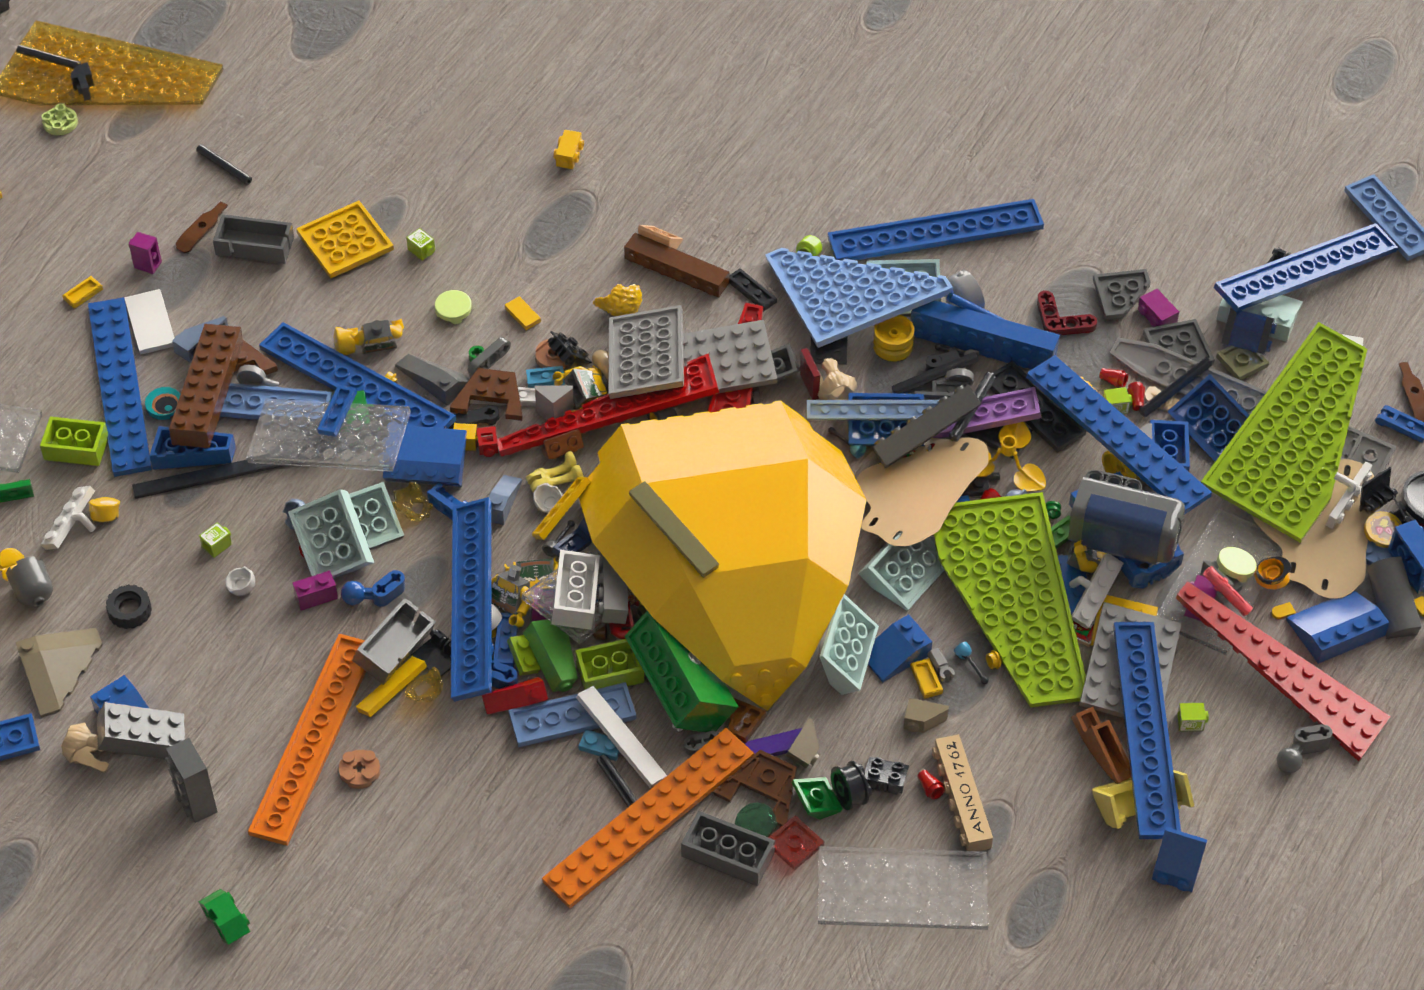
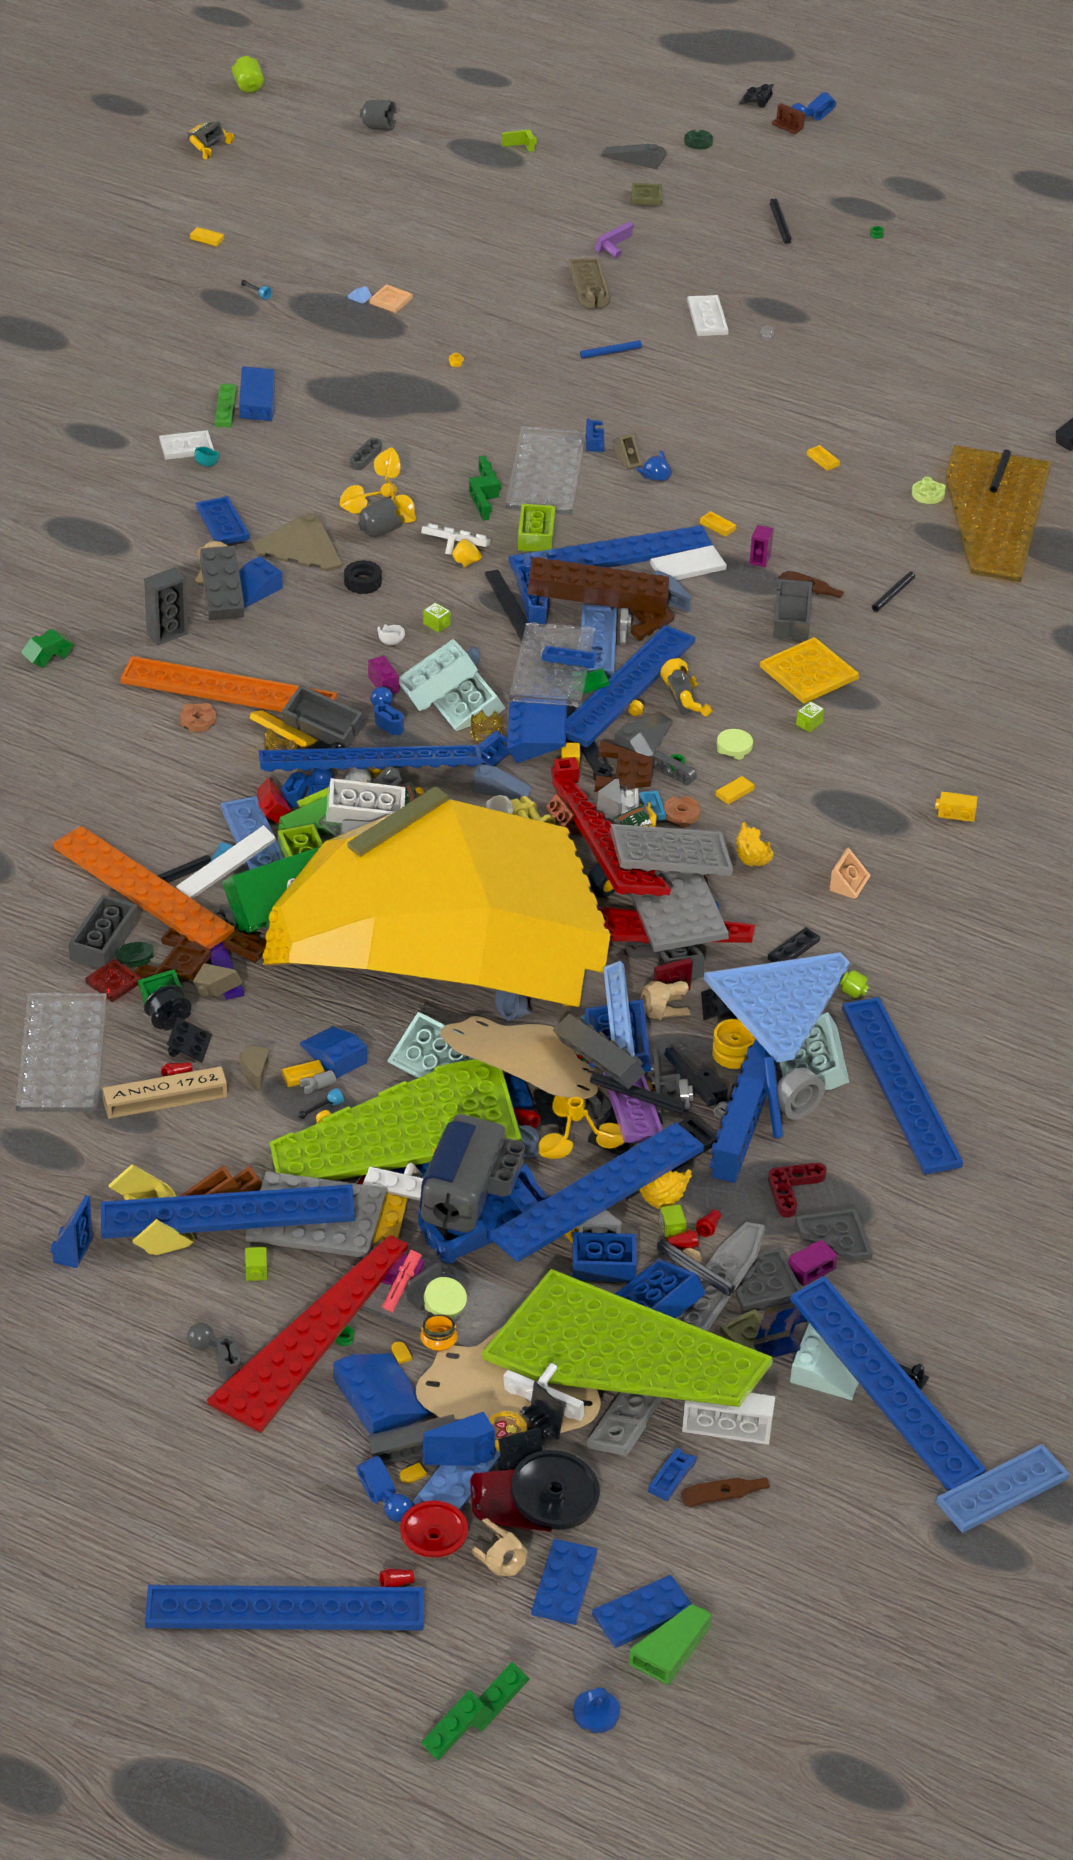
camera: 85 degrees right, 10 degrees down
(82, 80) = (972, 489): black brick -> none
(567, 348) = (687, 813): black hinge -> none
(676, 265) = (811, 891): reddish brown brick -> none
(848, 647) = (324, 995): light aqua slope -> none

